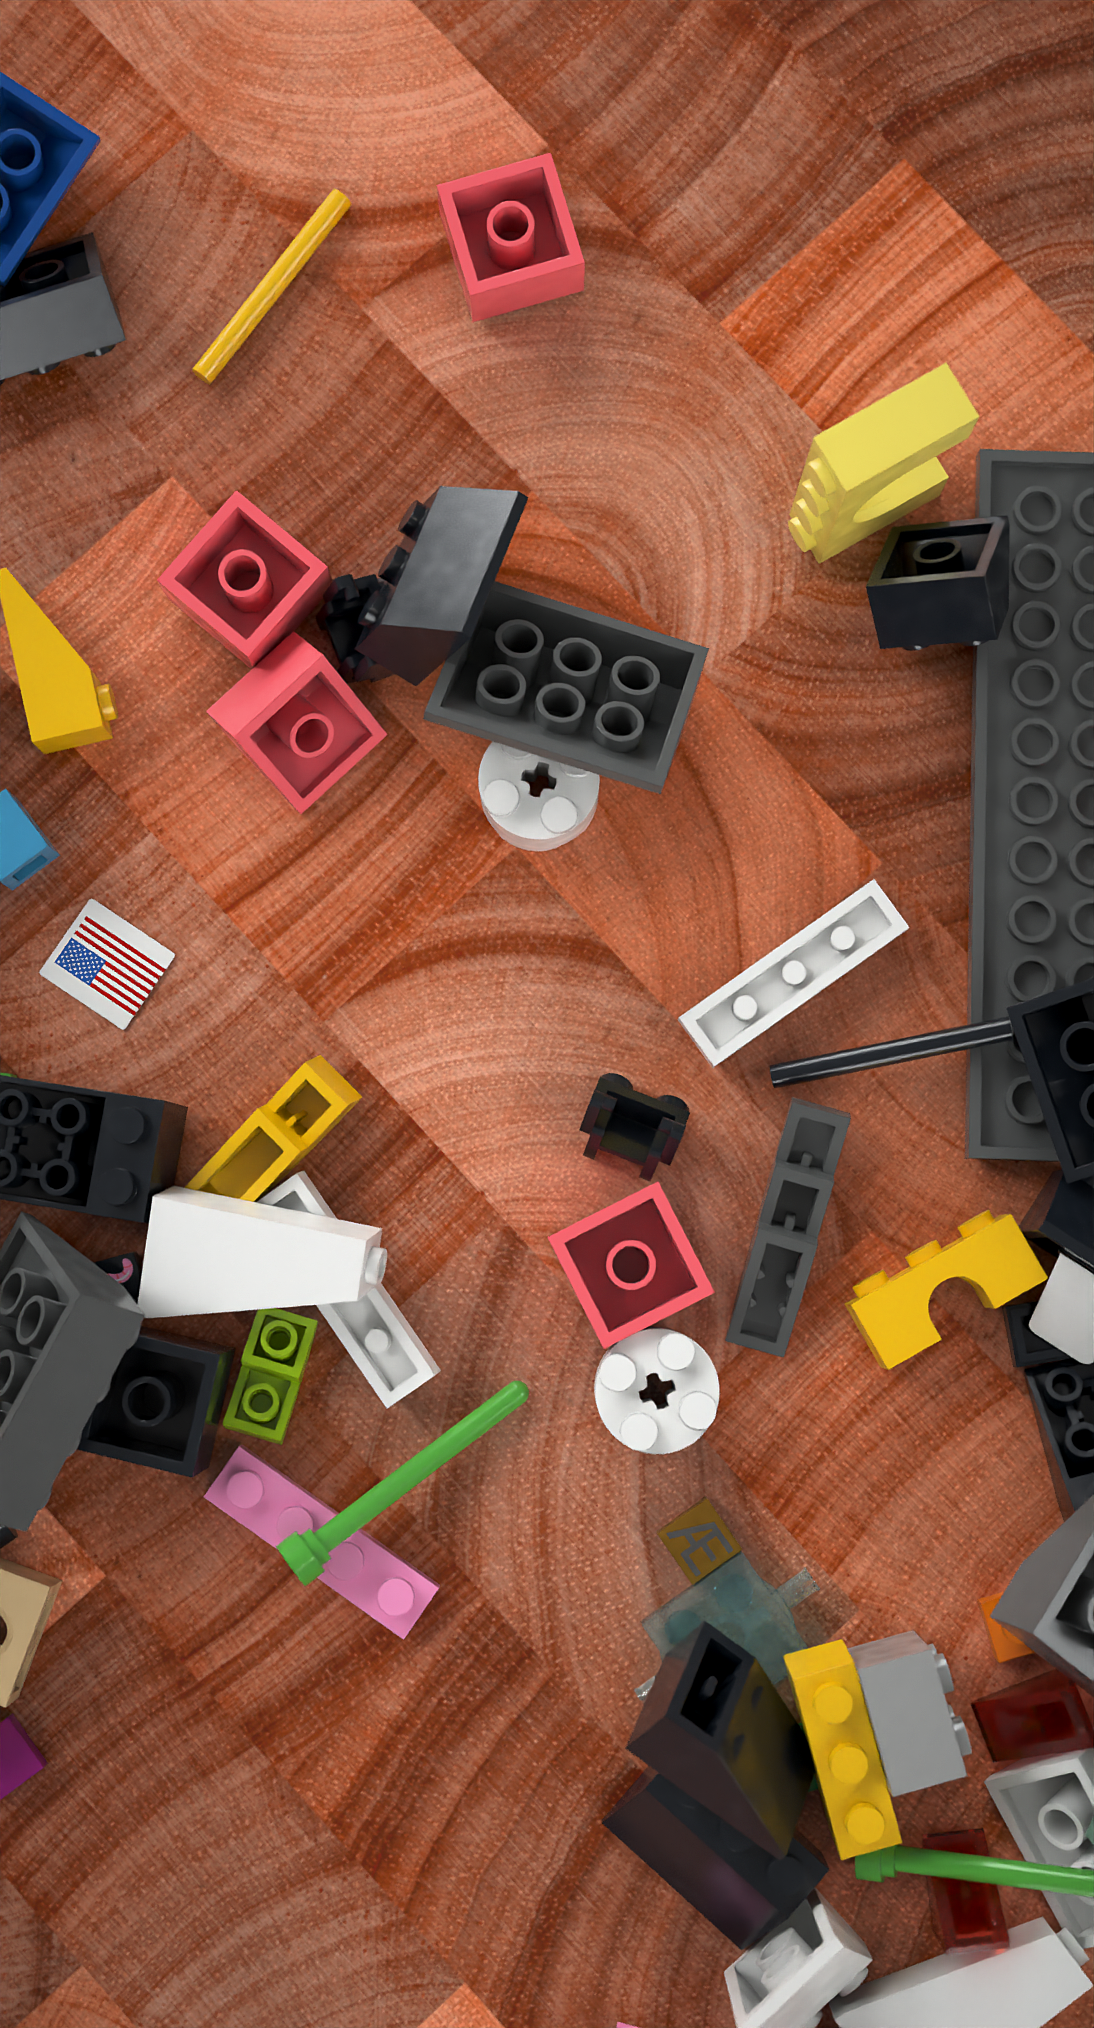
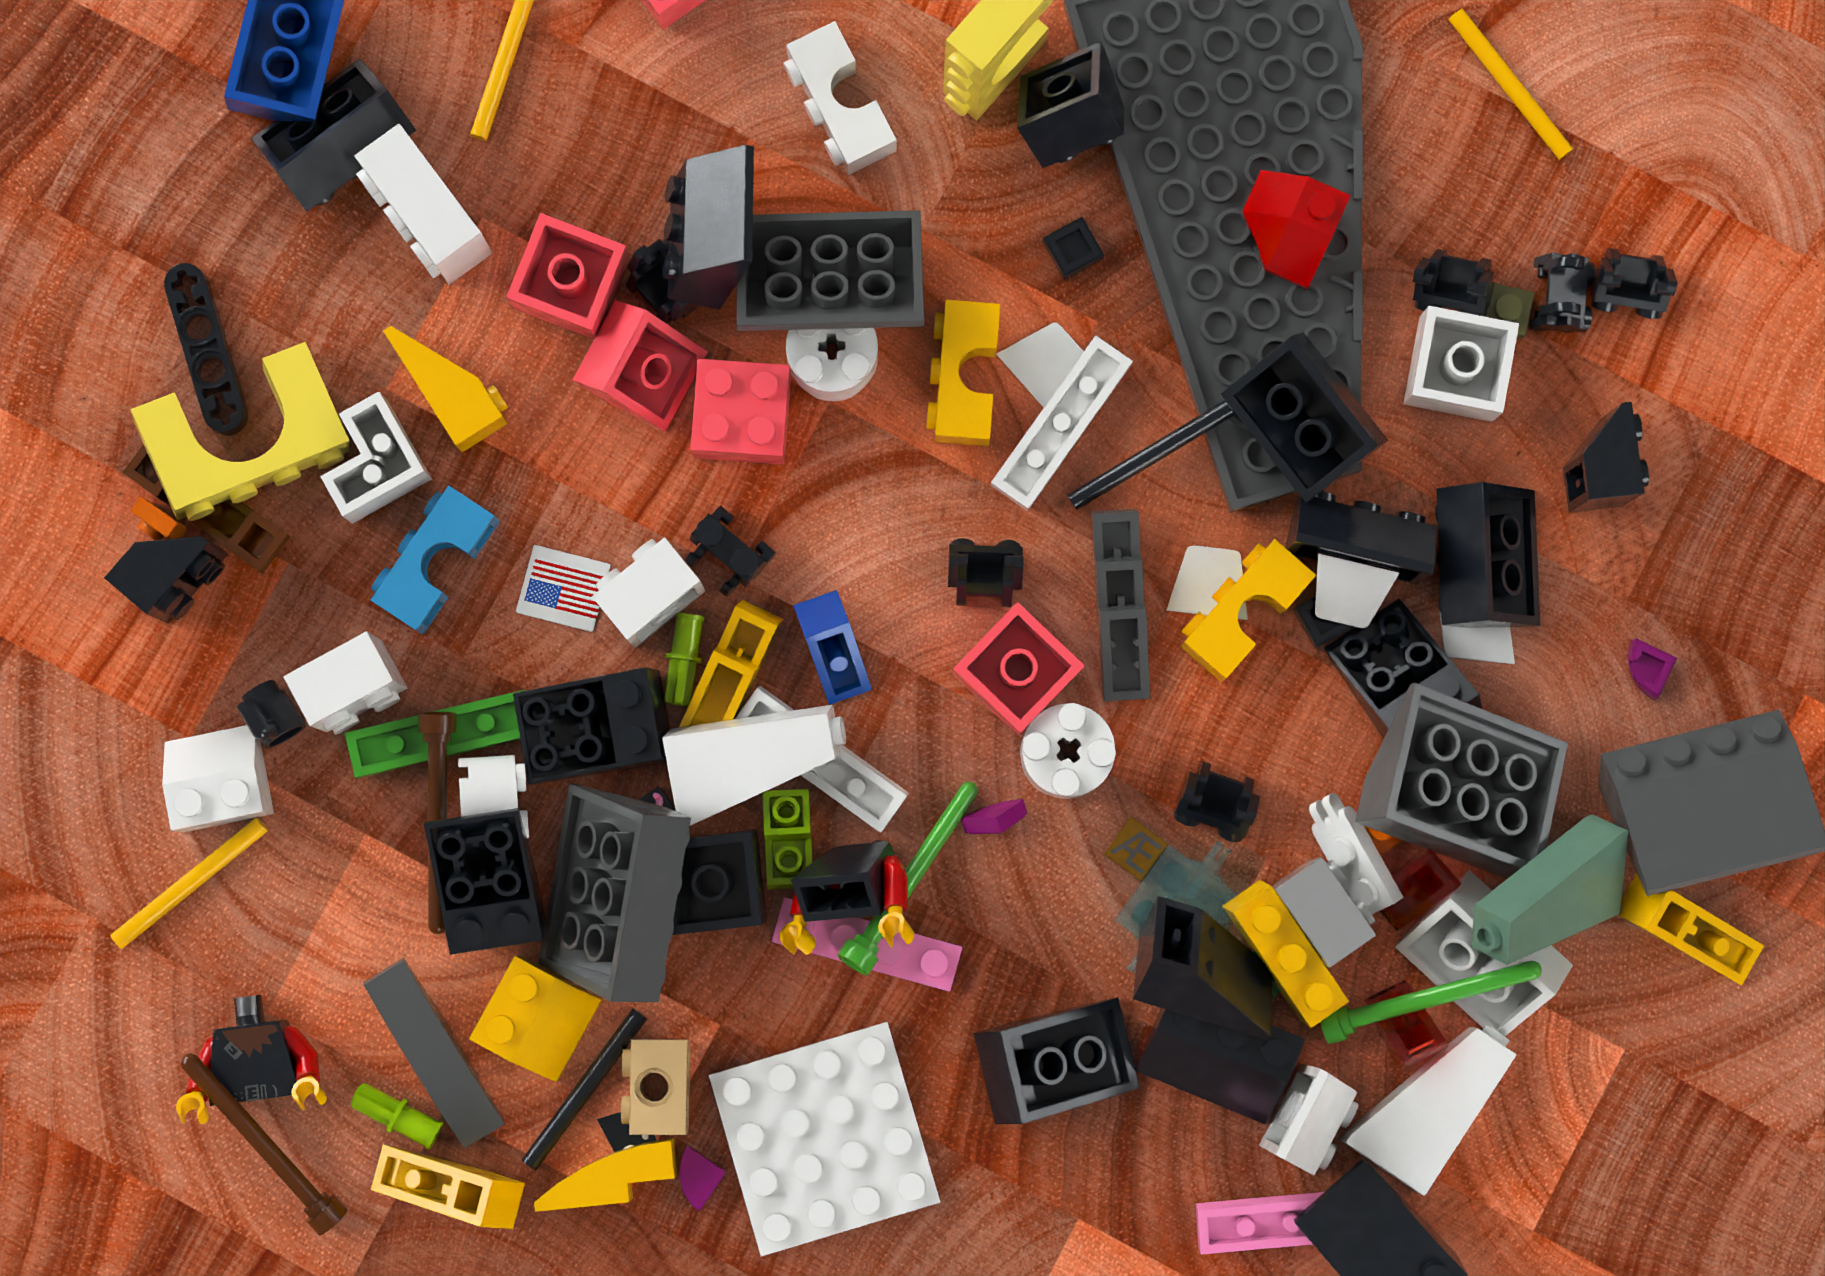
camera: 25 degrees left, 0 degrees up
(95, 432) = (421, 206): none -> white brick
(182, 1768) = (824, 1138): none -> white plate
(201, 1006) = (648, 591): none -> white brick
(220, 1104) = (683, 659): none -> lime axle
(321, 1465) = (849, 884): none -> black torso
(323, 988) = (728, 549): none -> black piece
(399, 821) = (740, 411): none -> coral brick
(409, 1154) = (832, 647): none -> blue slope
(504, 1778) = (1056, 1062): none -> black slope
(537, 1439) = (995, 817): none -> magenta tile
(664, 529) = (854, 134): none -> white arch
(713, 820) = (966, 332): none -> yellow arch
(797, 887) = (1042, 360): none -> white sticker
(823, 1521) = (1217, 803): none -> black piece
(883, 761) = (1073, 248): none -> black tile
(900, 1226) = (1201, 576): none -> white sticker
(972, 1649) = (1353, 853): none -> white hinge

